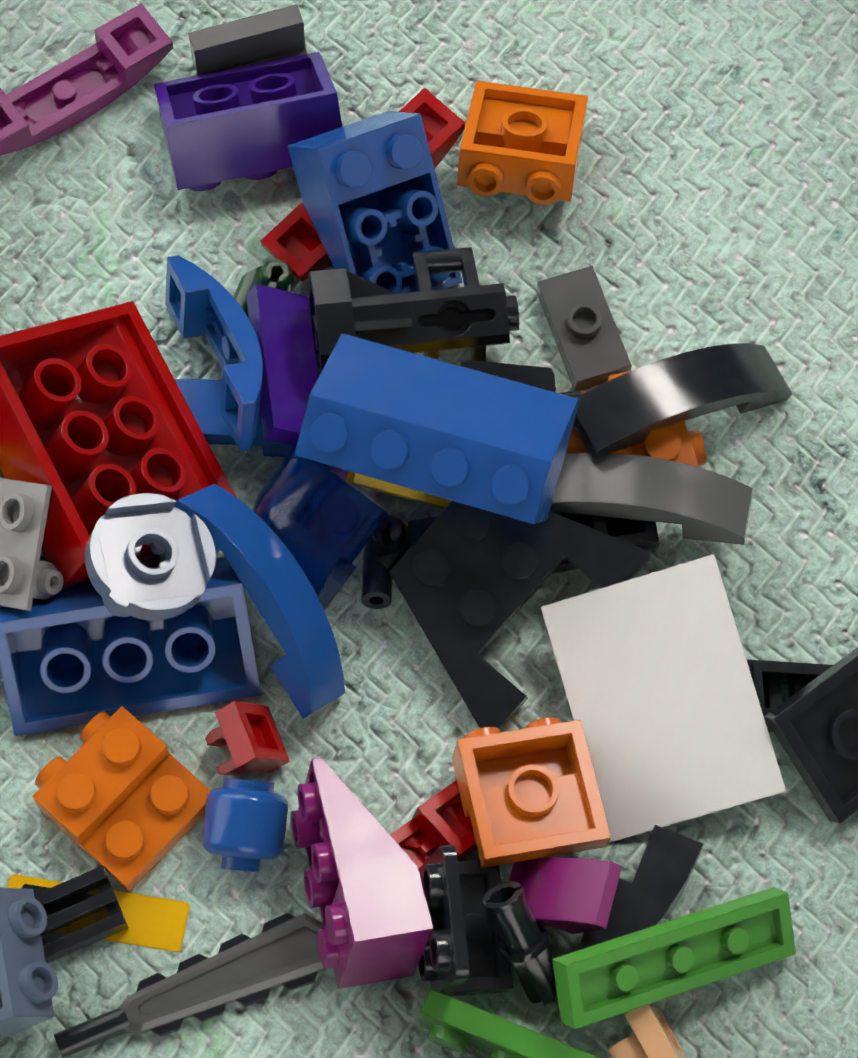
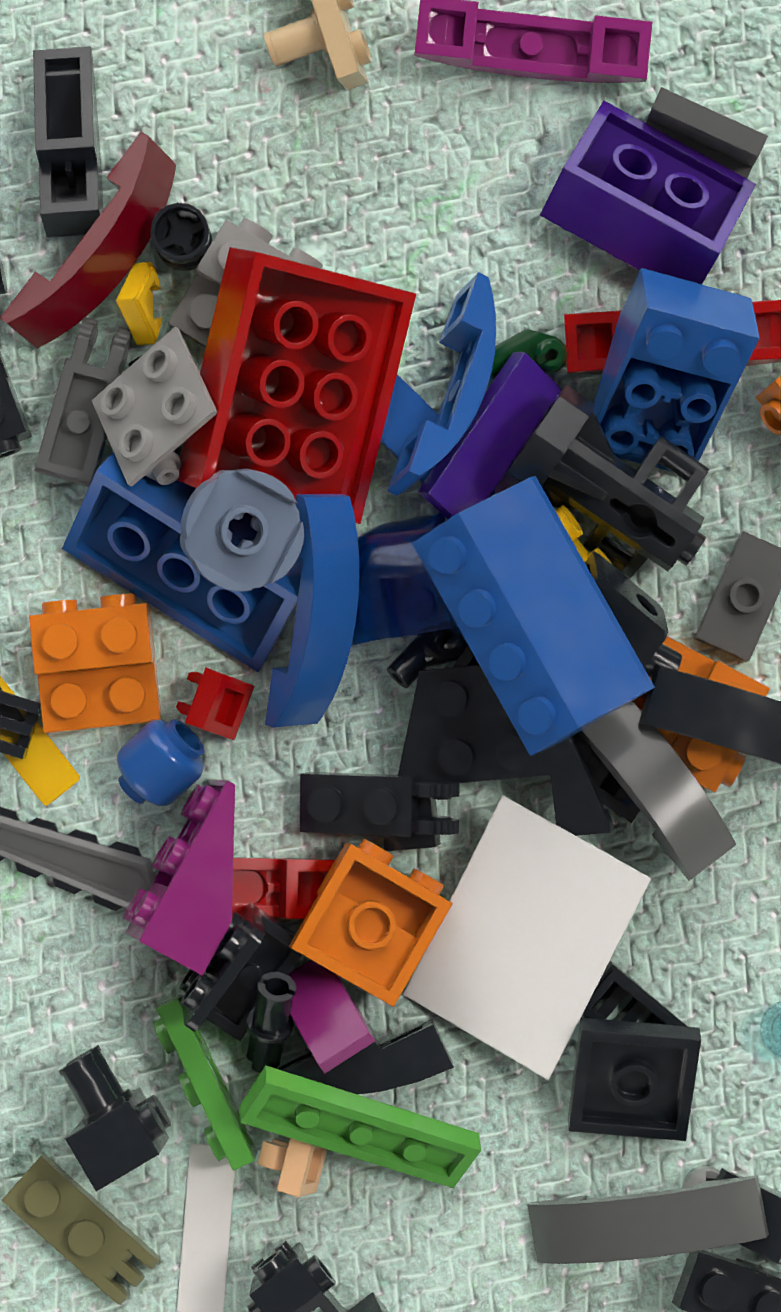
camera: 45 degrees right, 20 degrees up
(446, 706) = (372, 804): none -> black hinge

